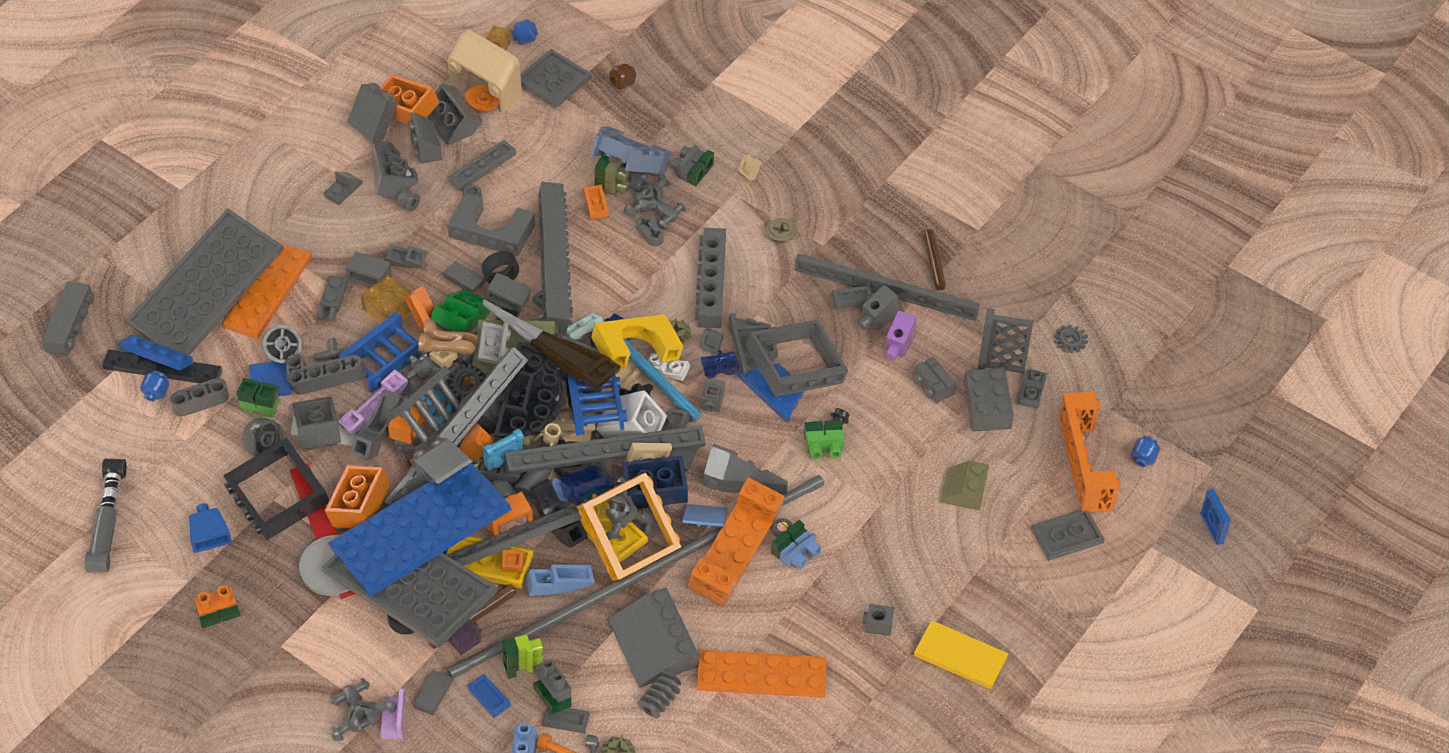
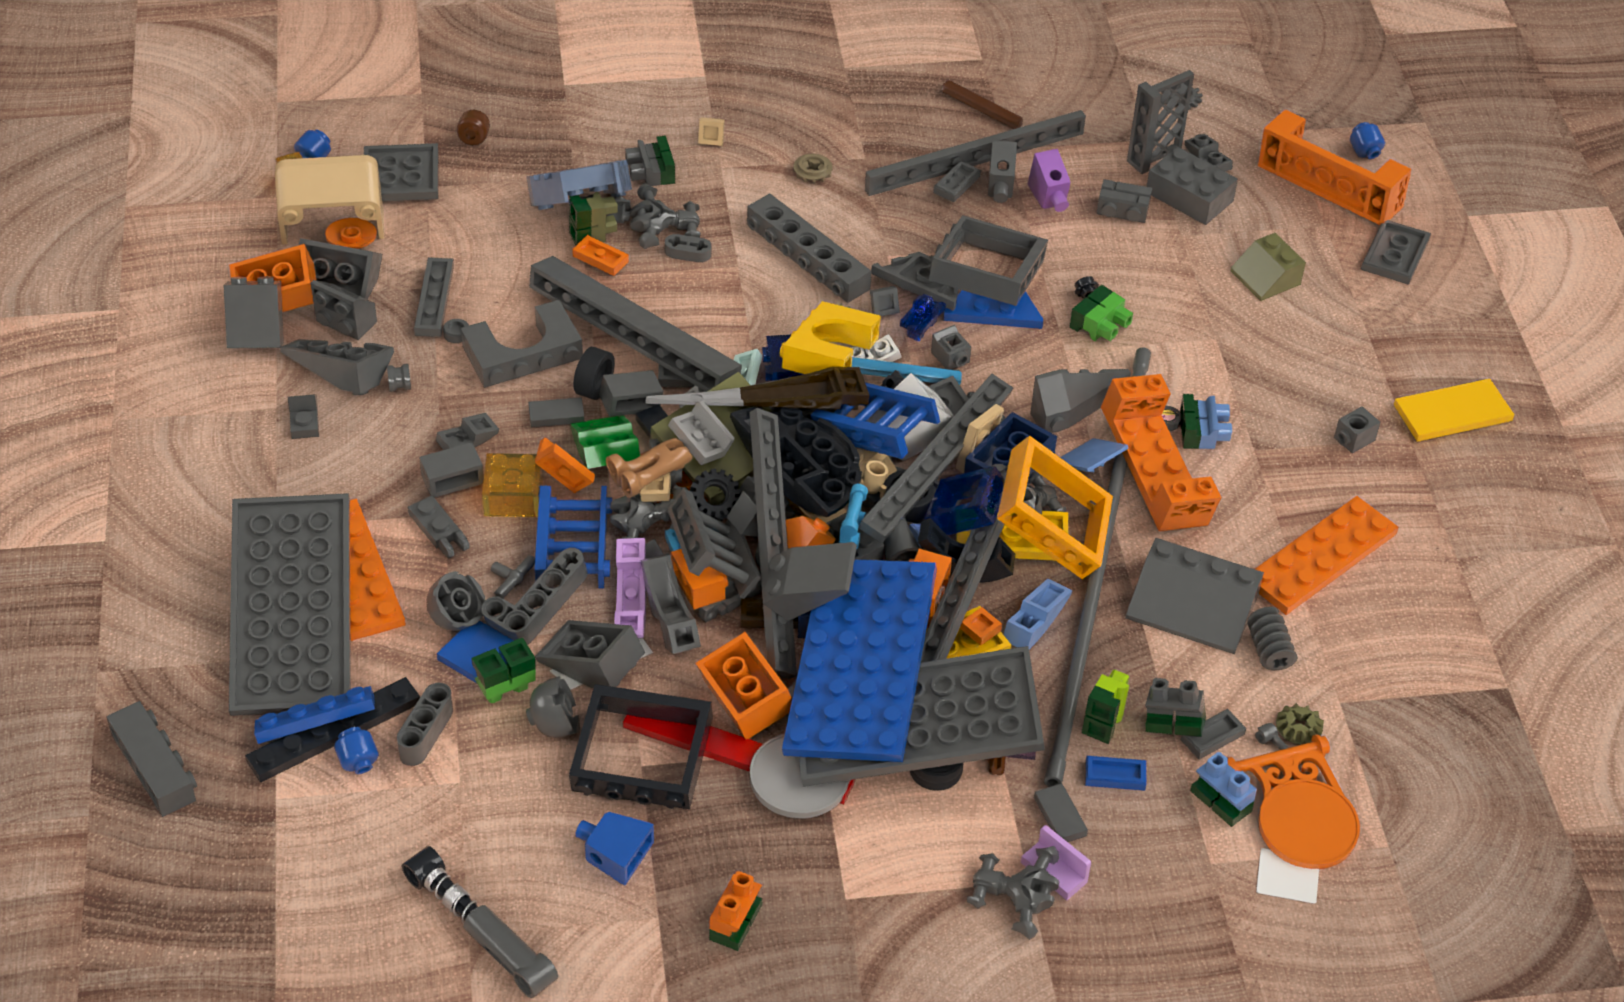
camera: 45 degrees left, 5 degrees down
(1215, 516) = (1495, 150): blue tile -> none

